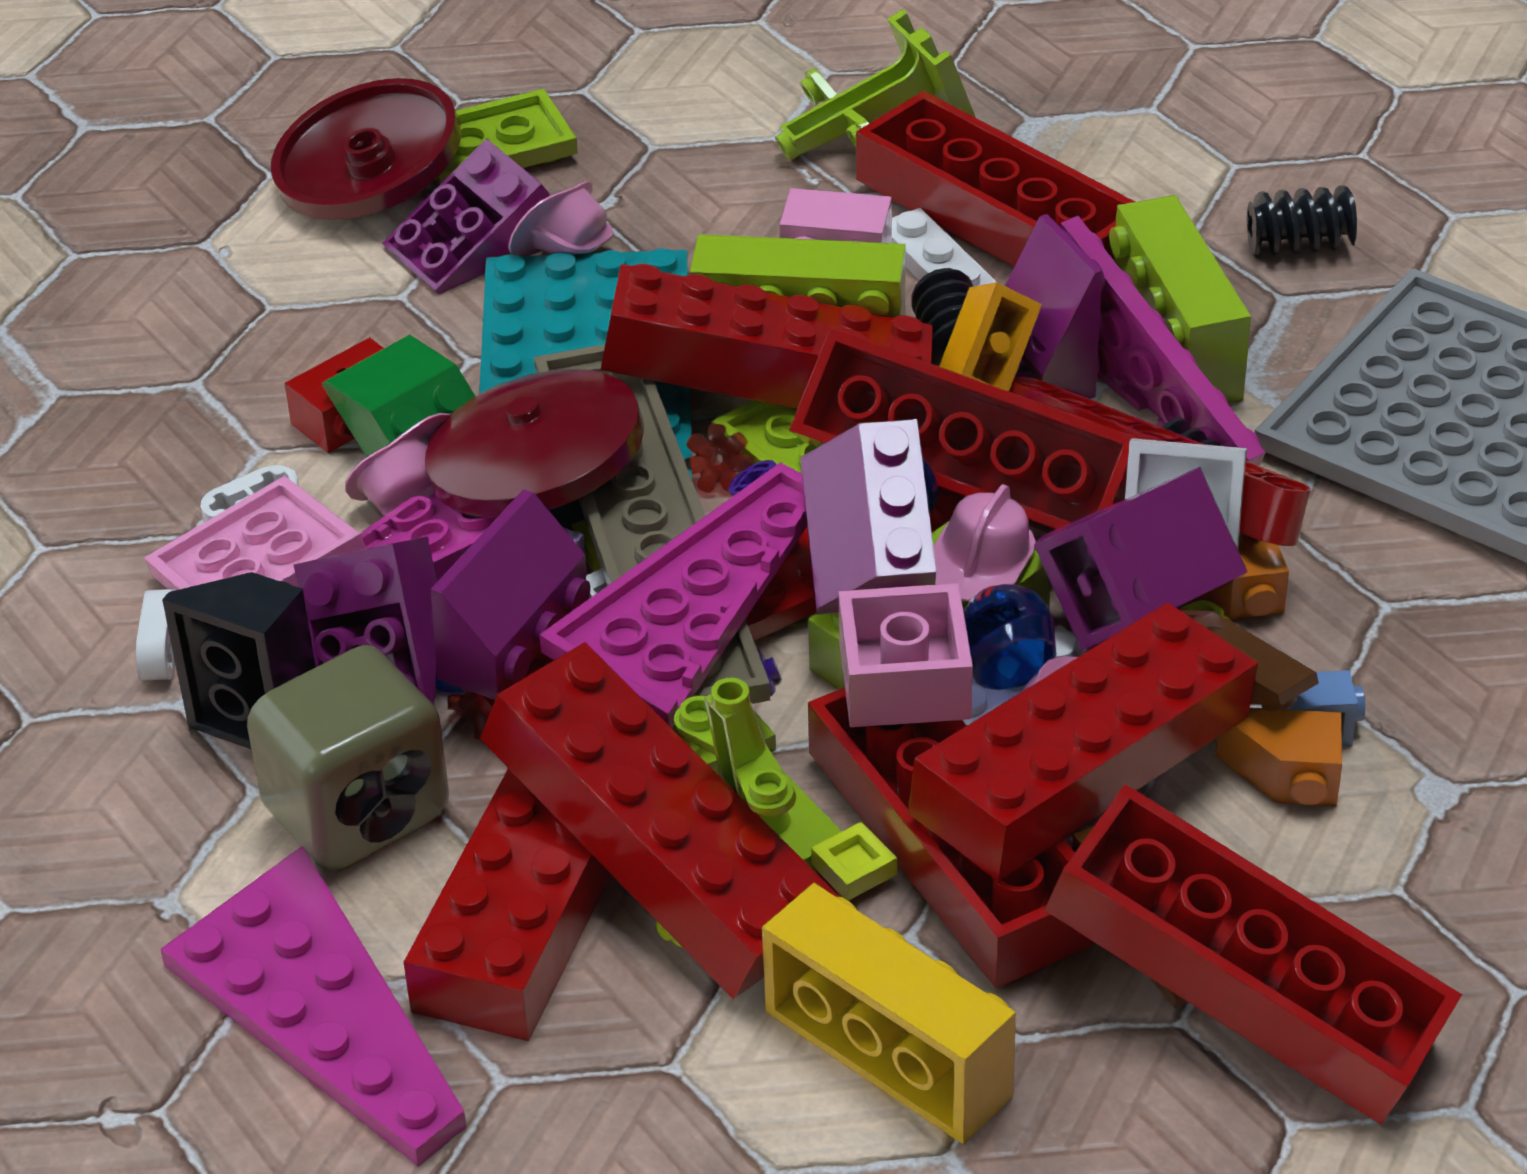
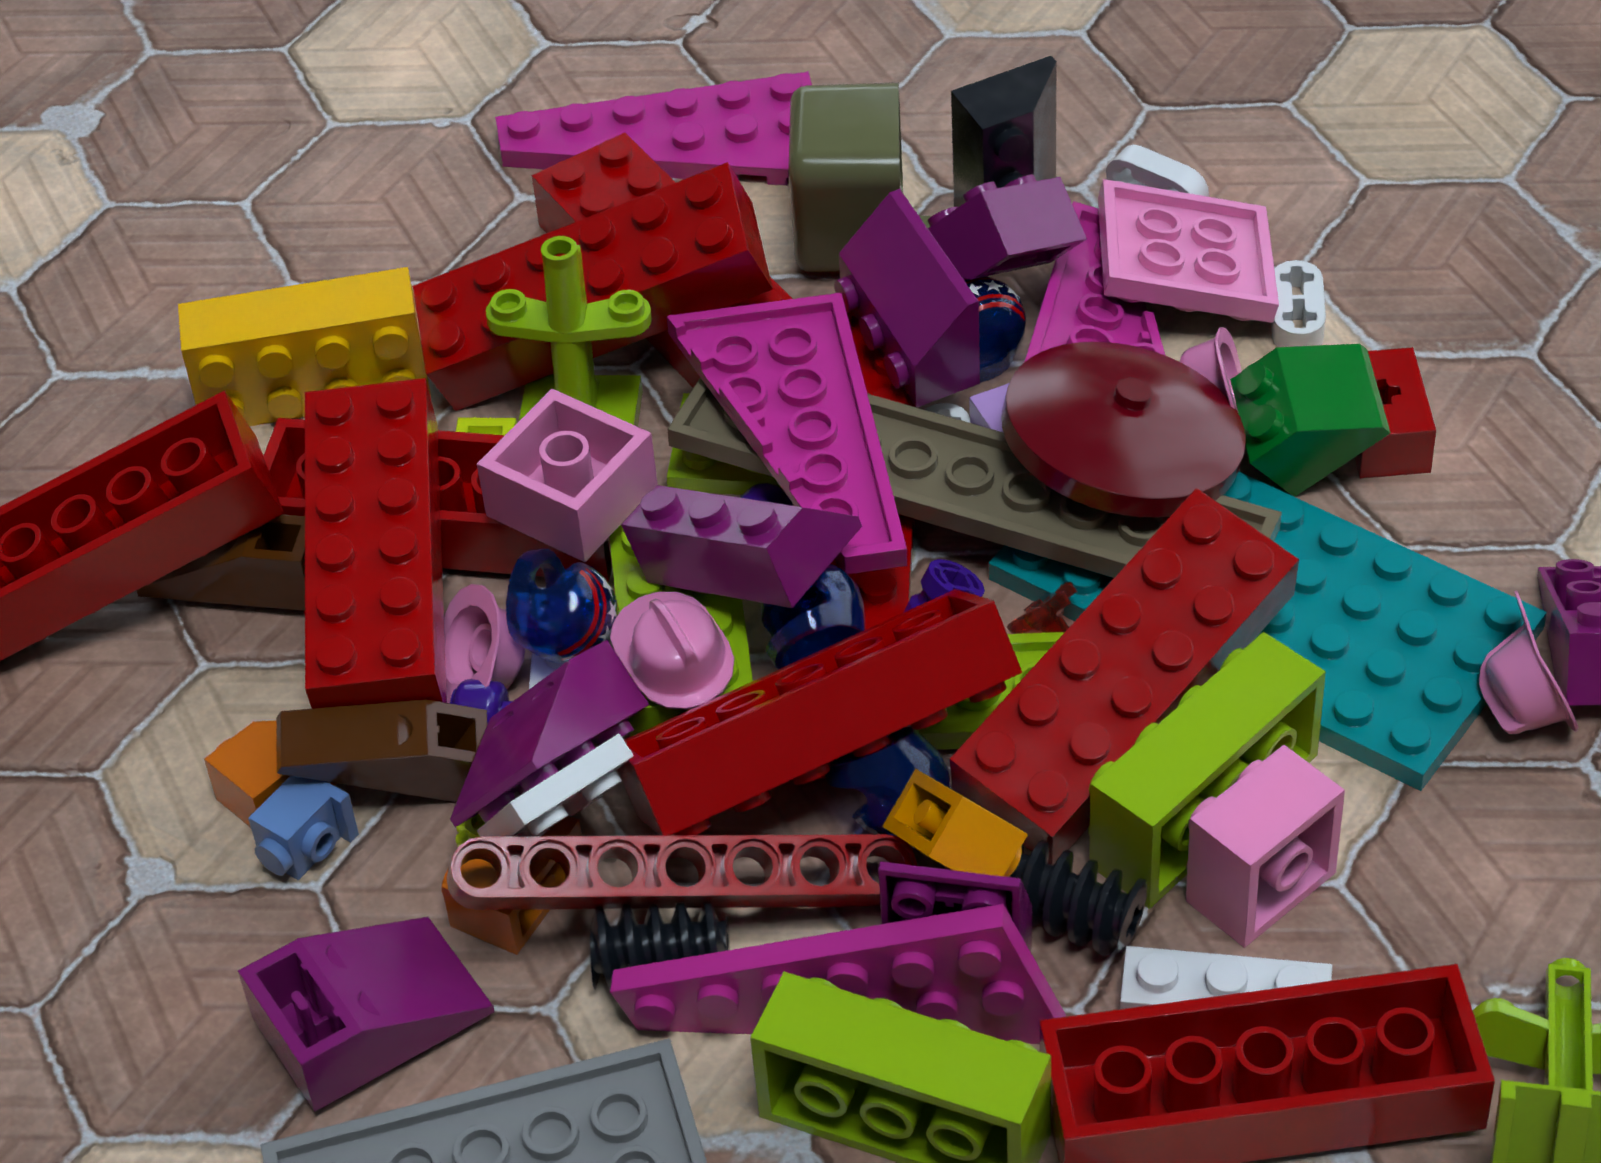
camera: 130 degrees right, 5 degrees up
(1406, 575) = (359, 1003): none -> magenta slope

